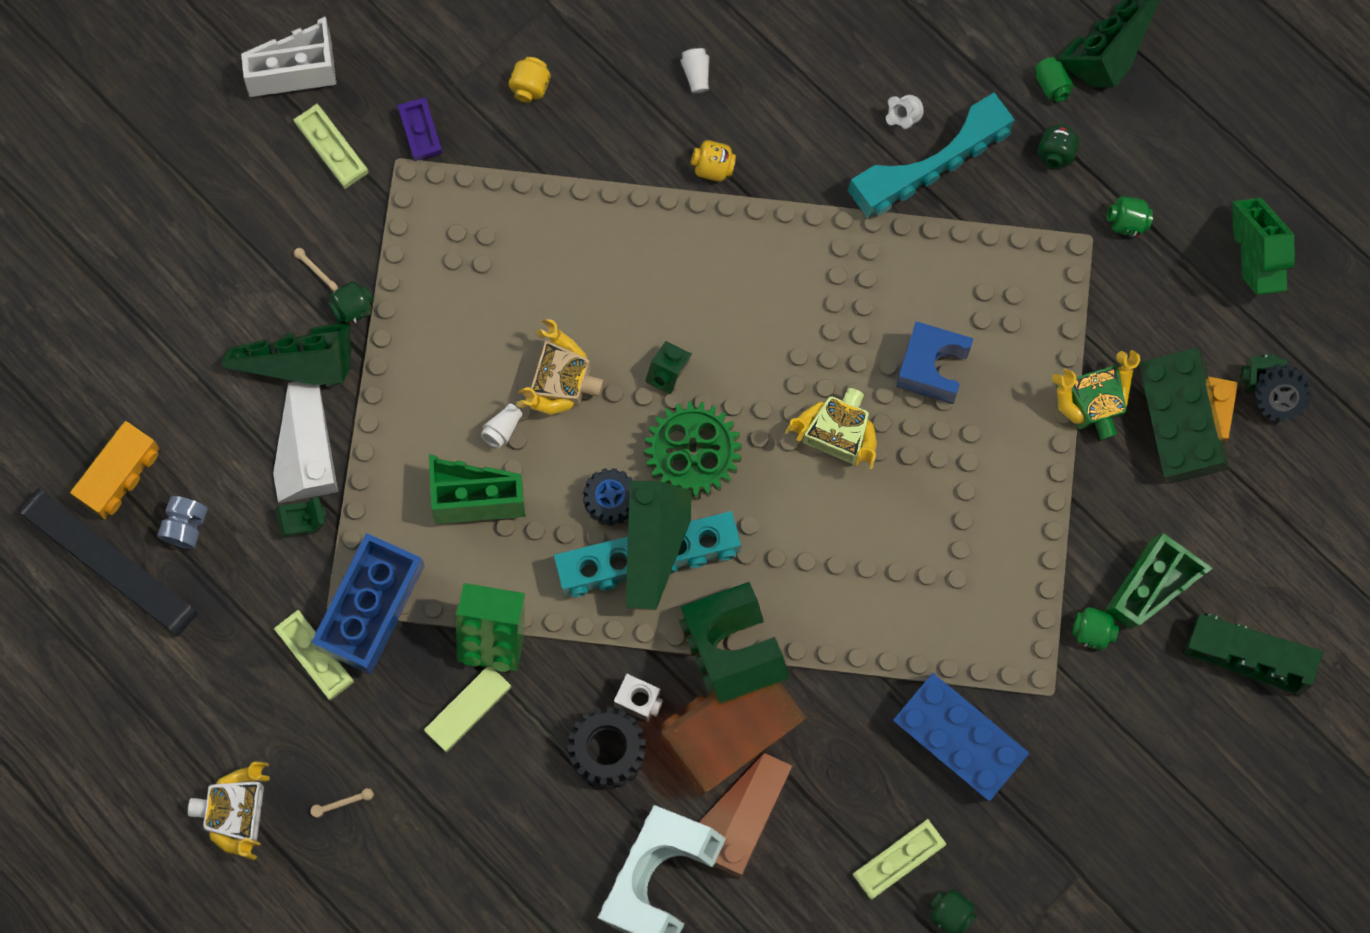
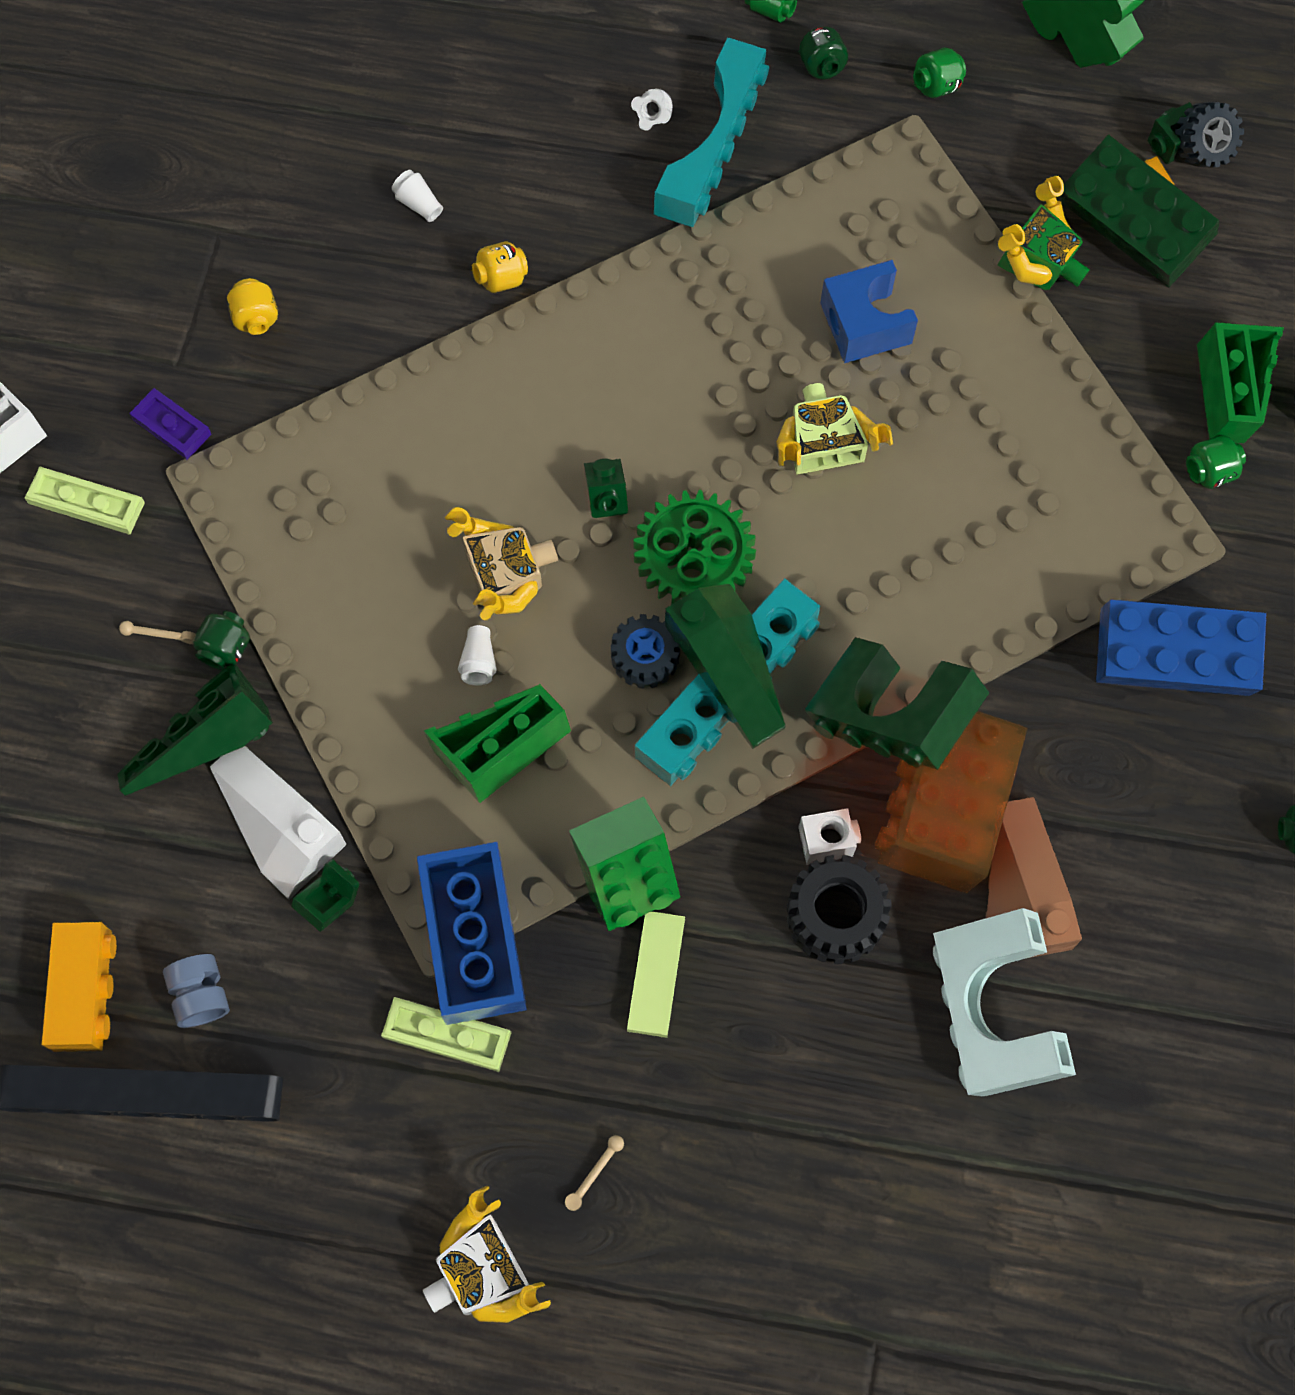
camera: 35 degrees left, 5 degrees down
(899, 859) = (1212, 816): yellowish green tile -> none

